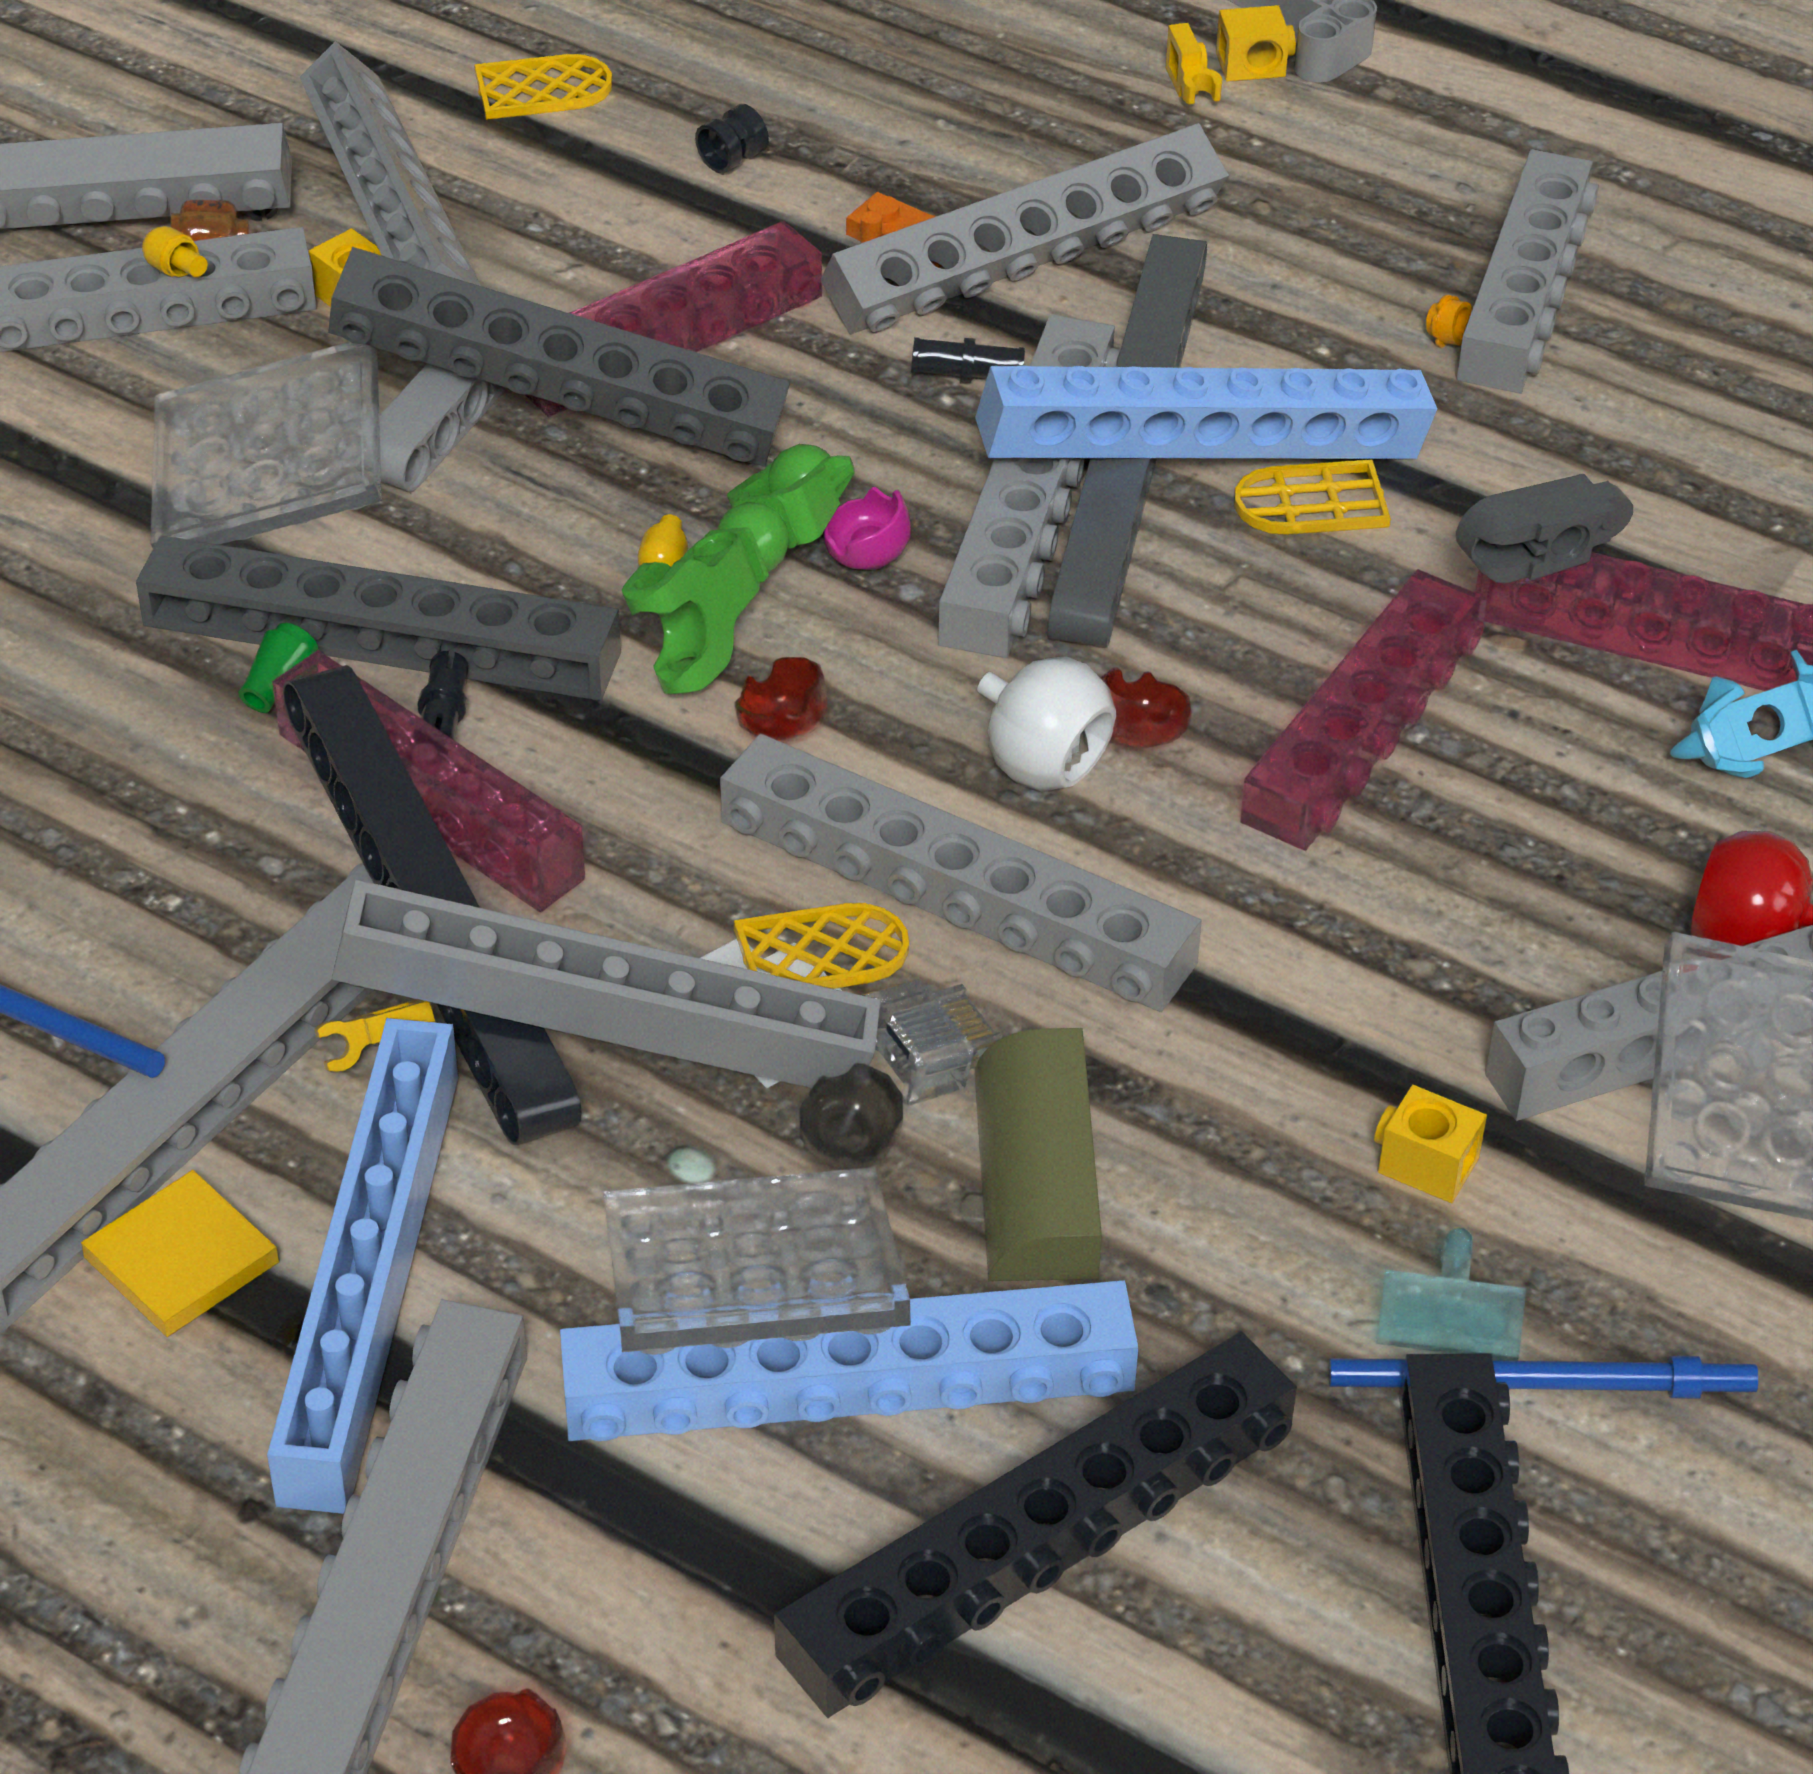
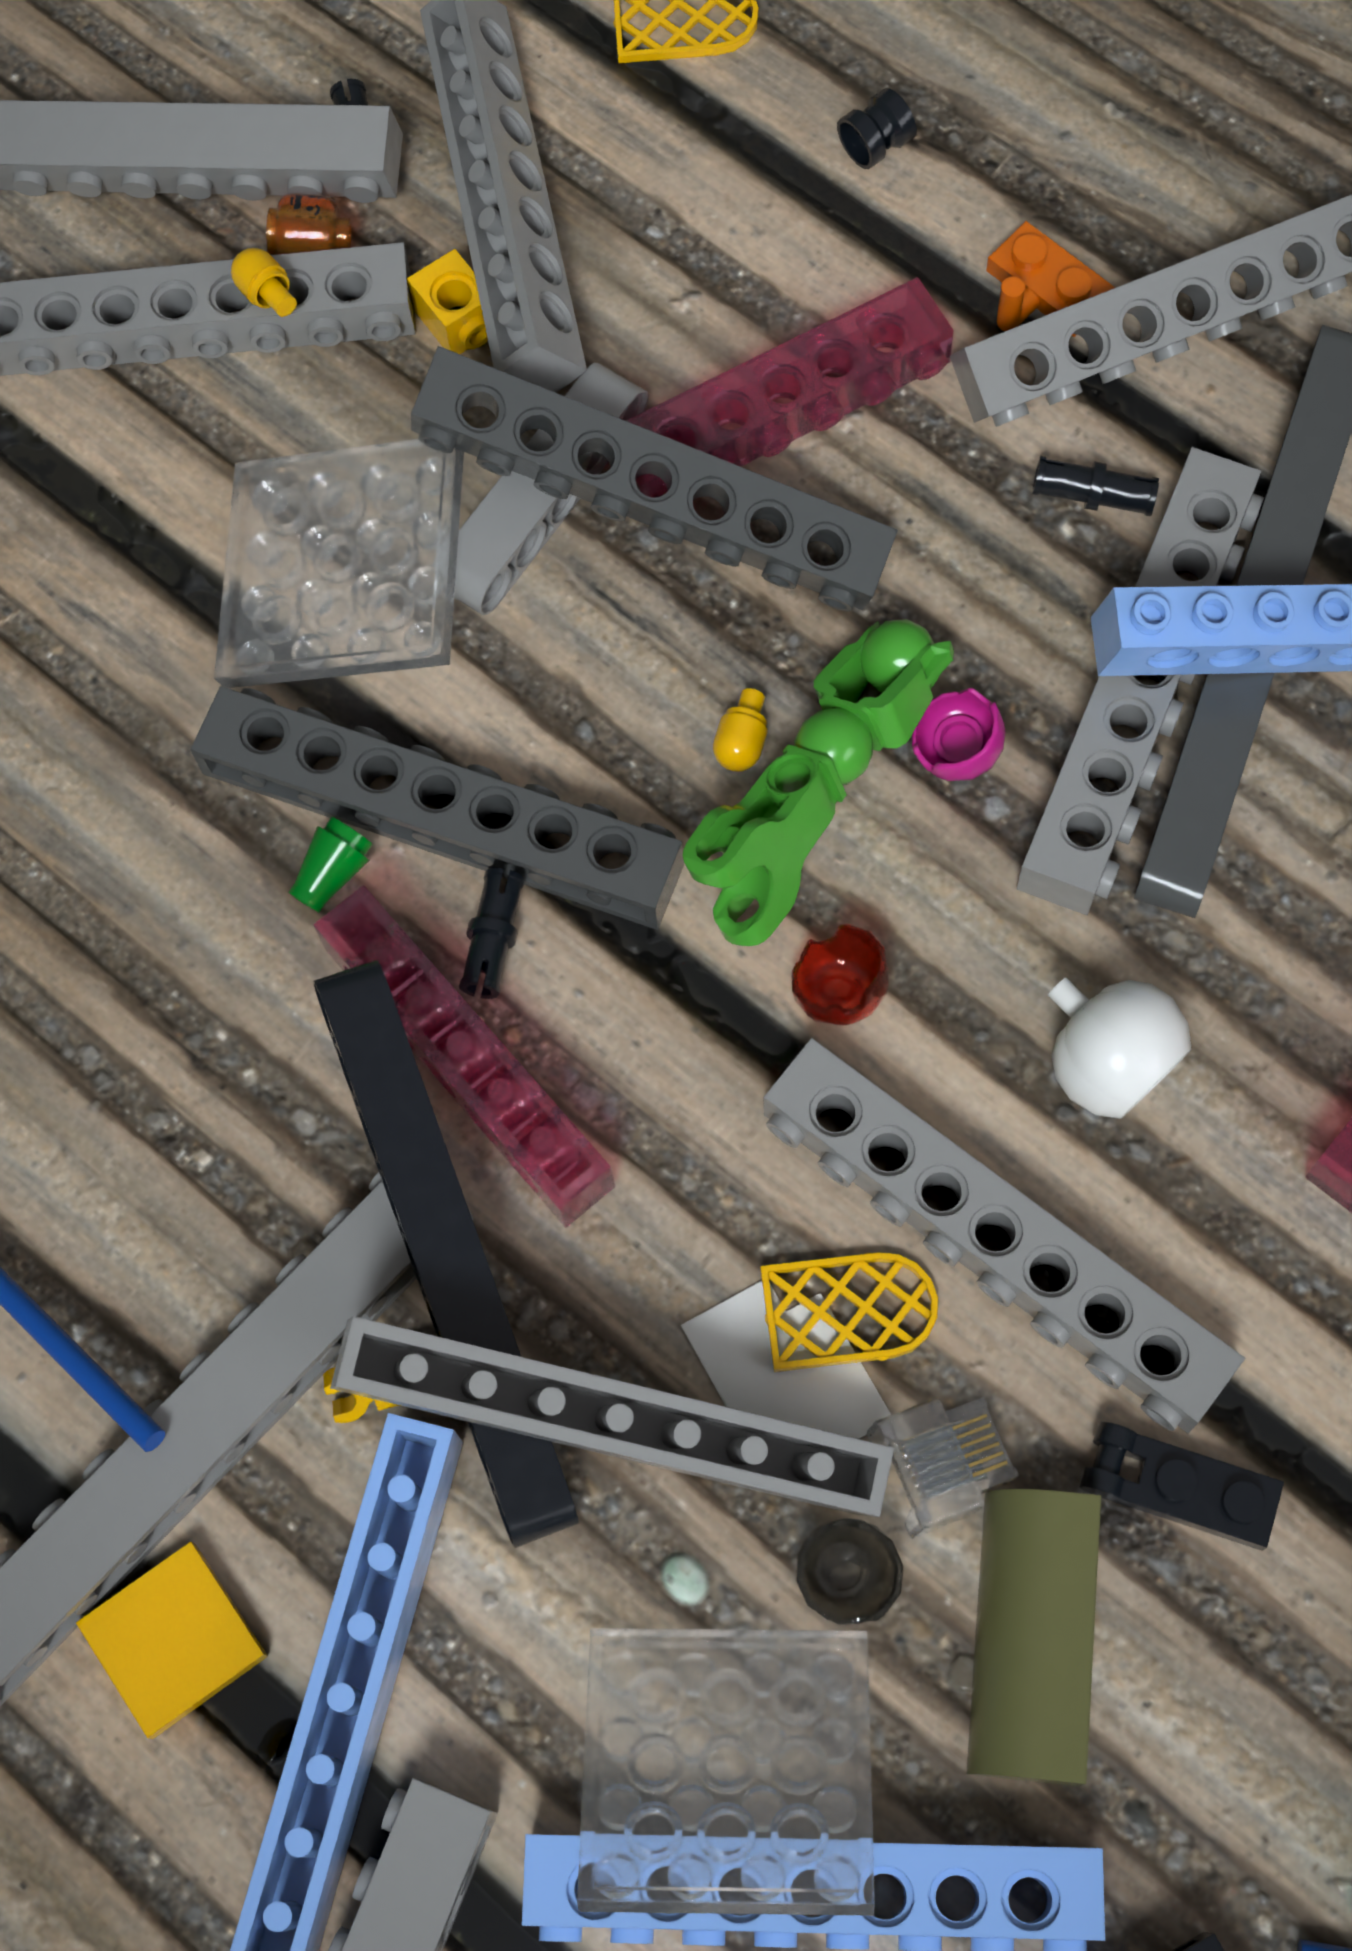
camera: 15 degrees right, 25 degrees up
(1147, 710) = (1226, 1027): clear red hair -> none
(1163, 1042) = (1184, 1486): none -> black plate

